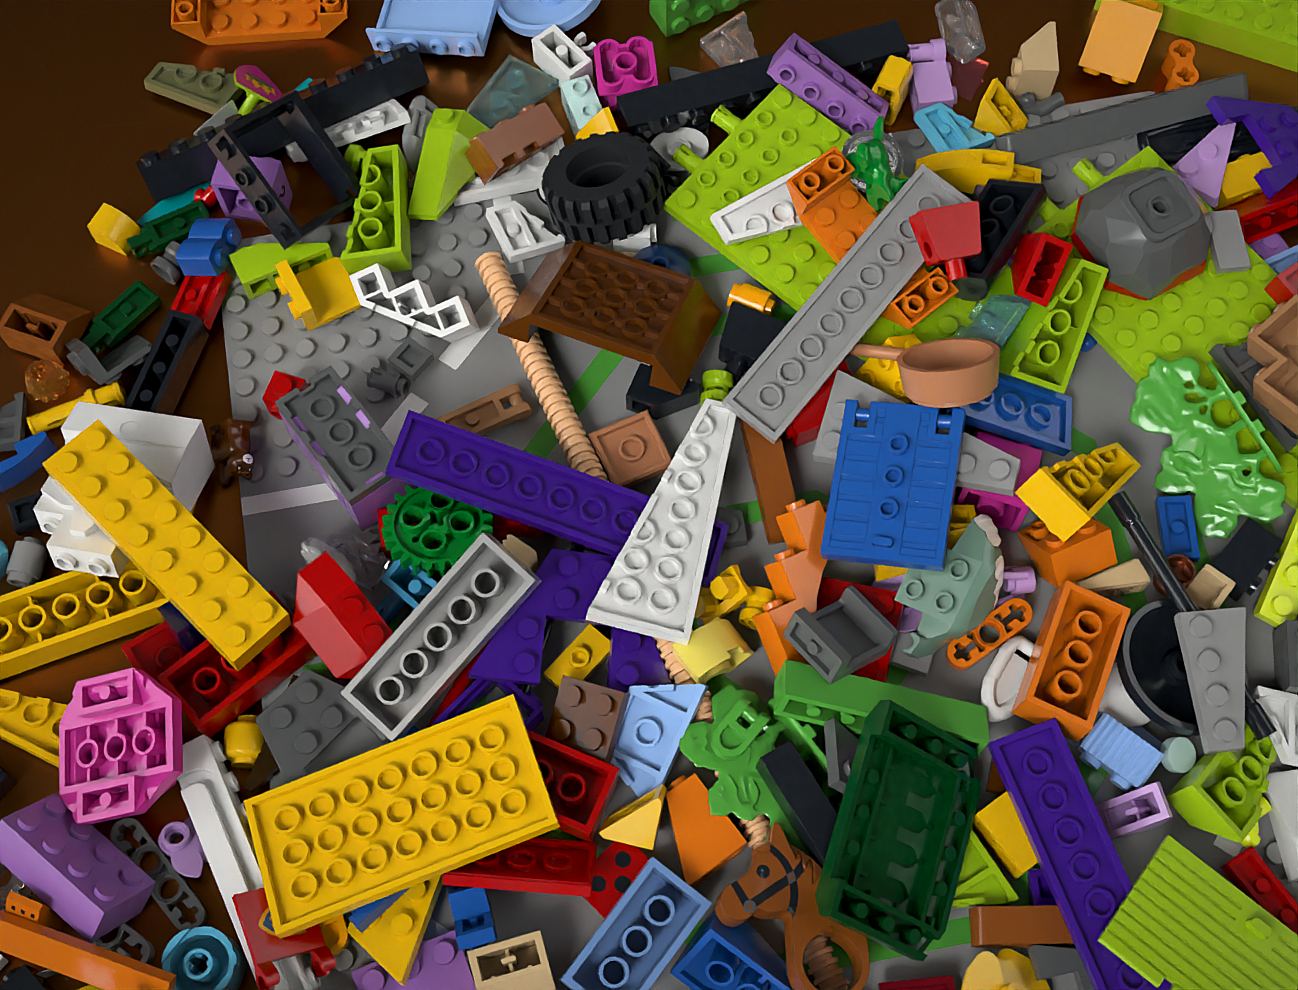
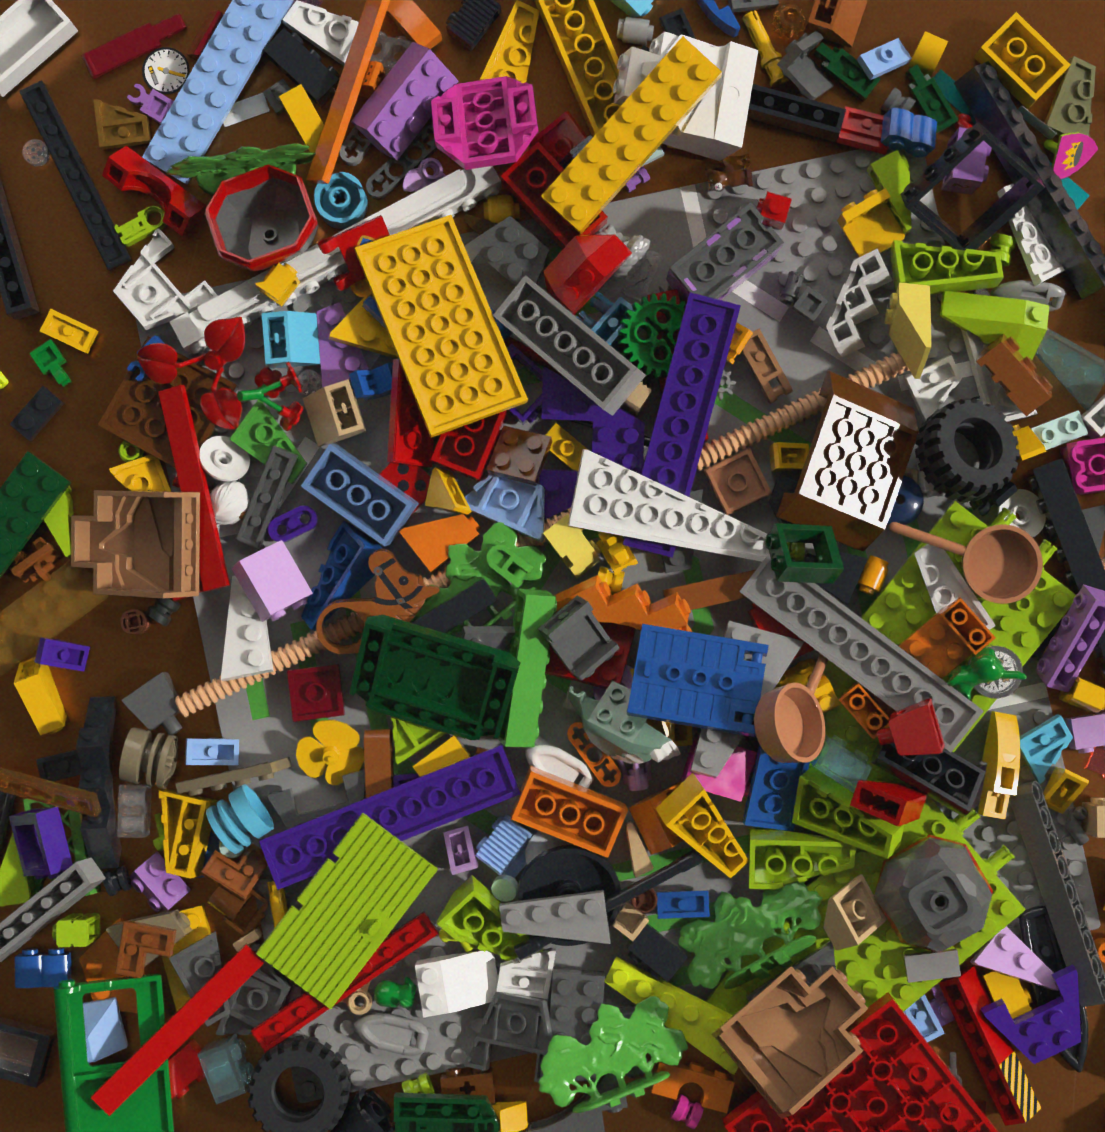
camera: 85 degrees right, 20 degrees up
(114, 275) = (884, 59): none -> light blue plate
(138, 124) = (1022, 60): none -> yellow brick
(450, 239) = (911, 324): none -> light yellow slope
(601, 393) = (787, 456): none -> yellow slope
(722, 340) = (825, 546): none -> dark green window
(739, 152) = (996, 563): none -> nougat piece
(1106, 393) = (790, 857): none -> lime wedge
(1180, 319) = (852, 914): none -> tan slope

